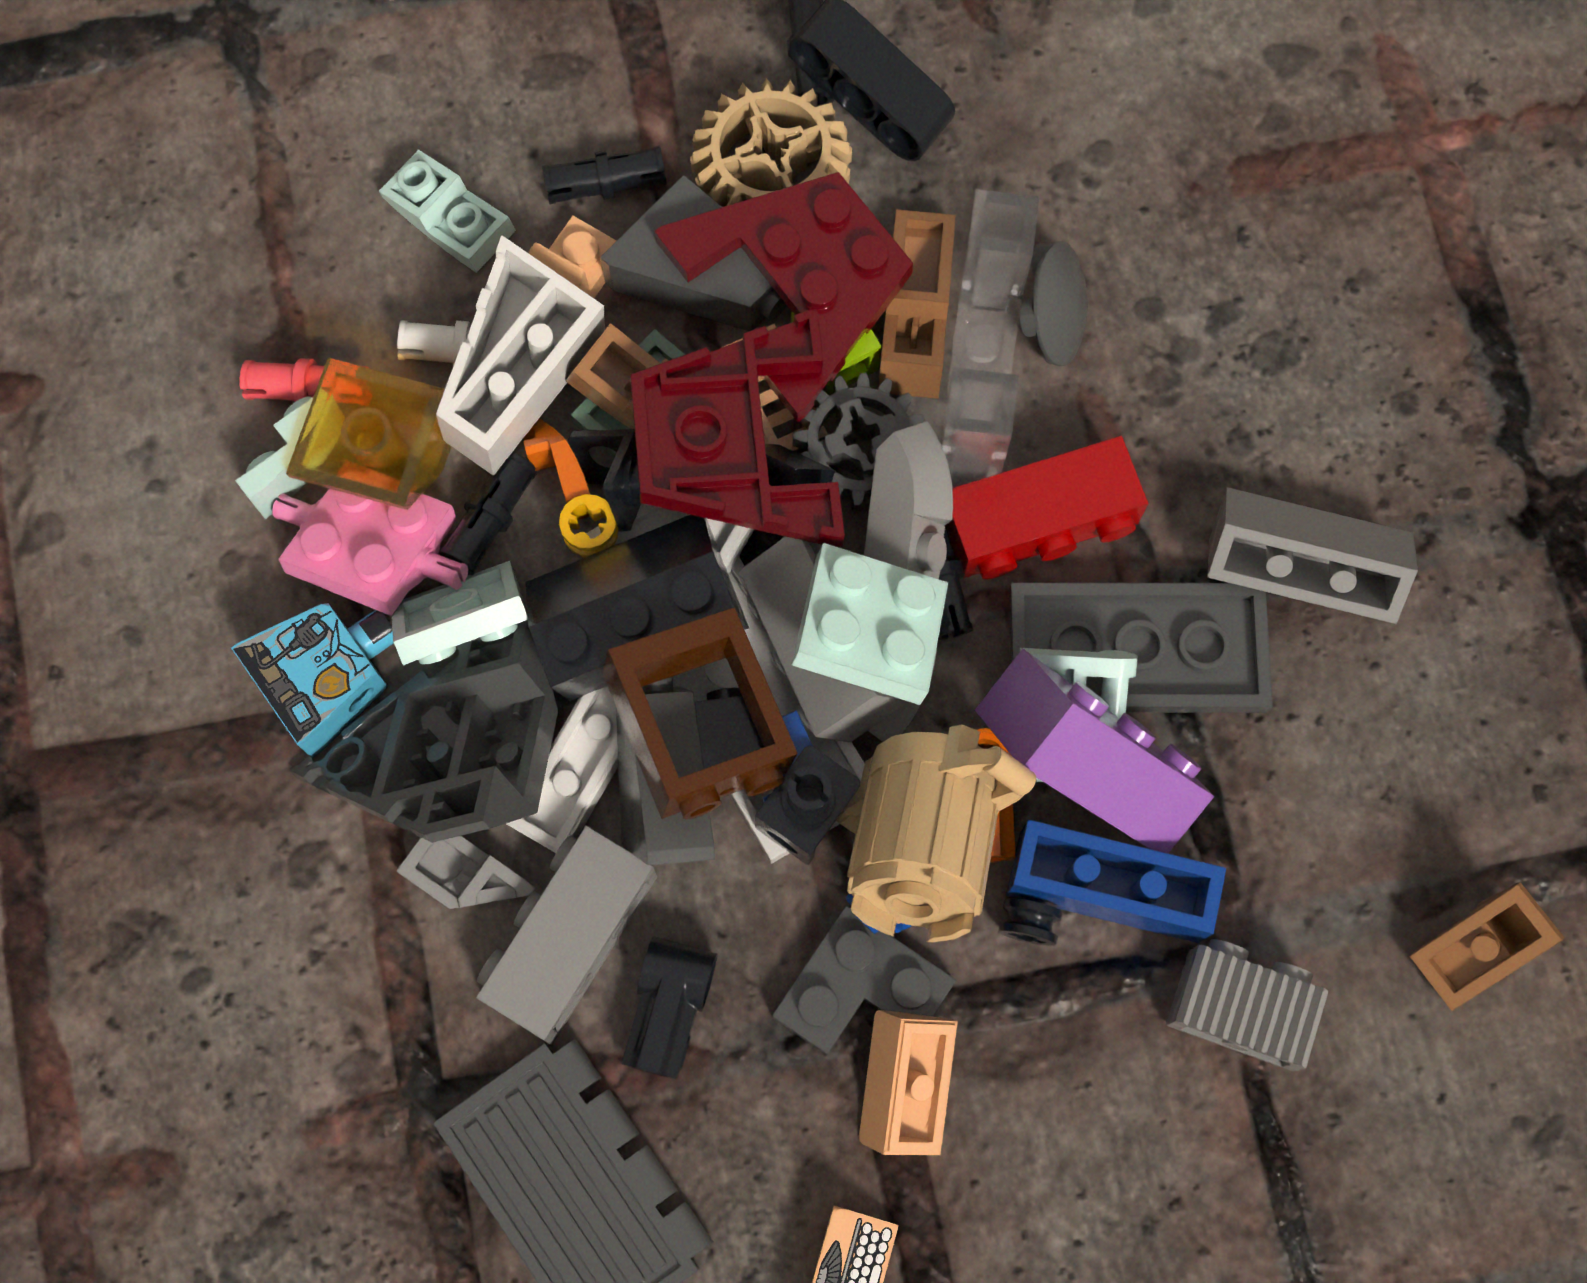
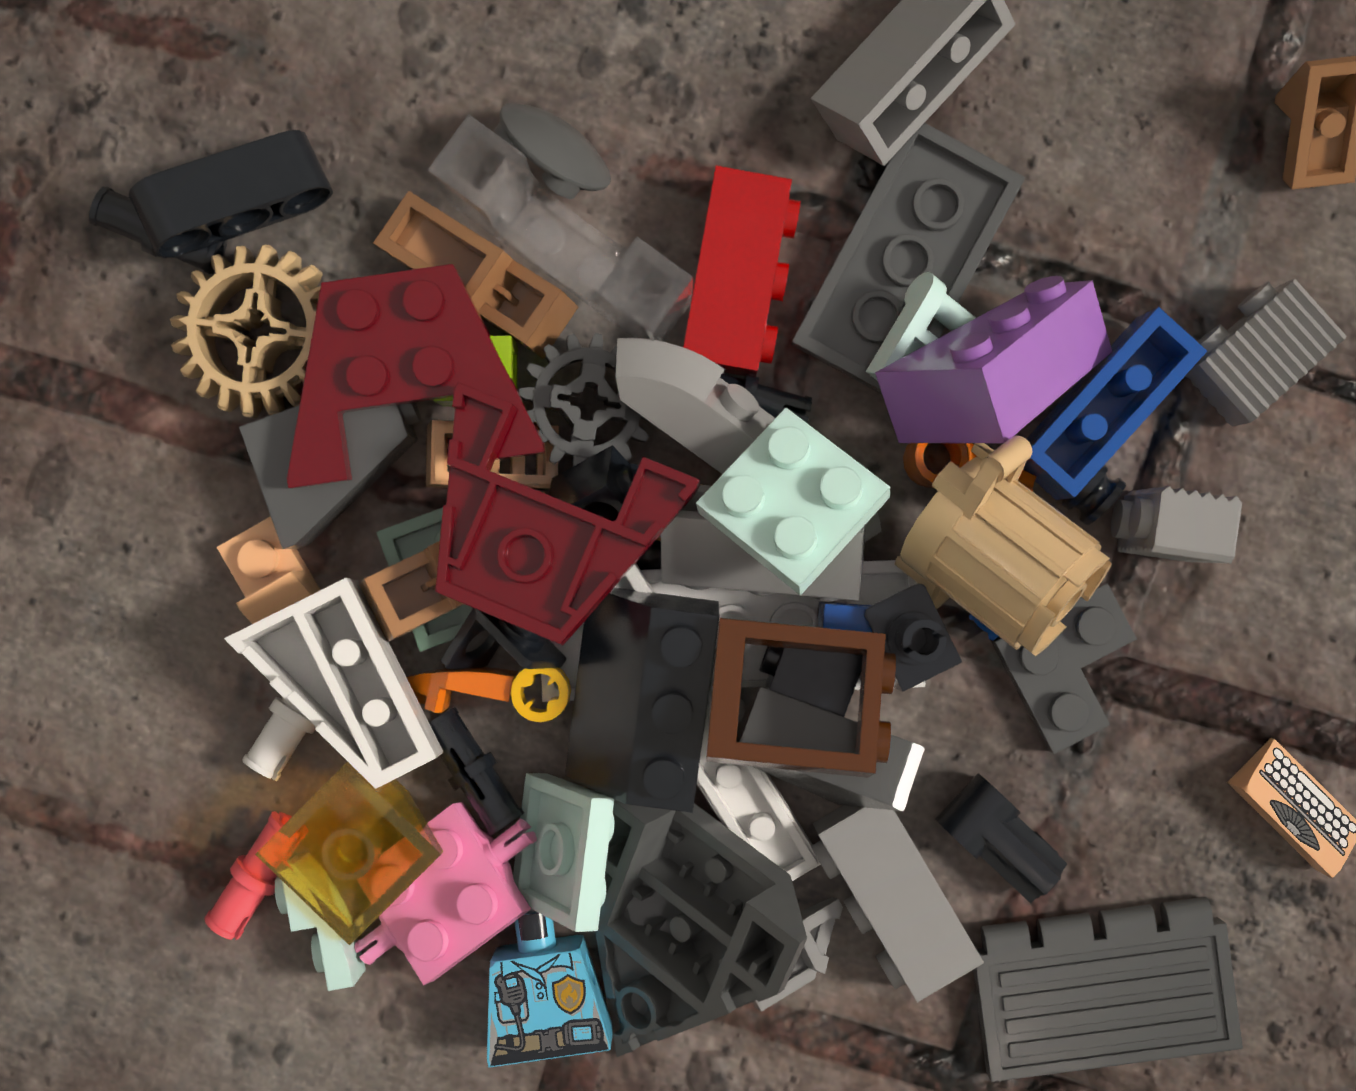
camera: 65 degrees left, 15 degrees up
(446, 211) = (146, 660): light aqua slope -> none
(604, 175) = (189, 496): black pin -> none
(907, 1083) = (1169, 671): light nougat slope -> none
(1041, 996) = (1177, 524): none -> light grey brick

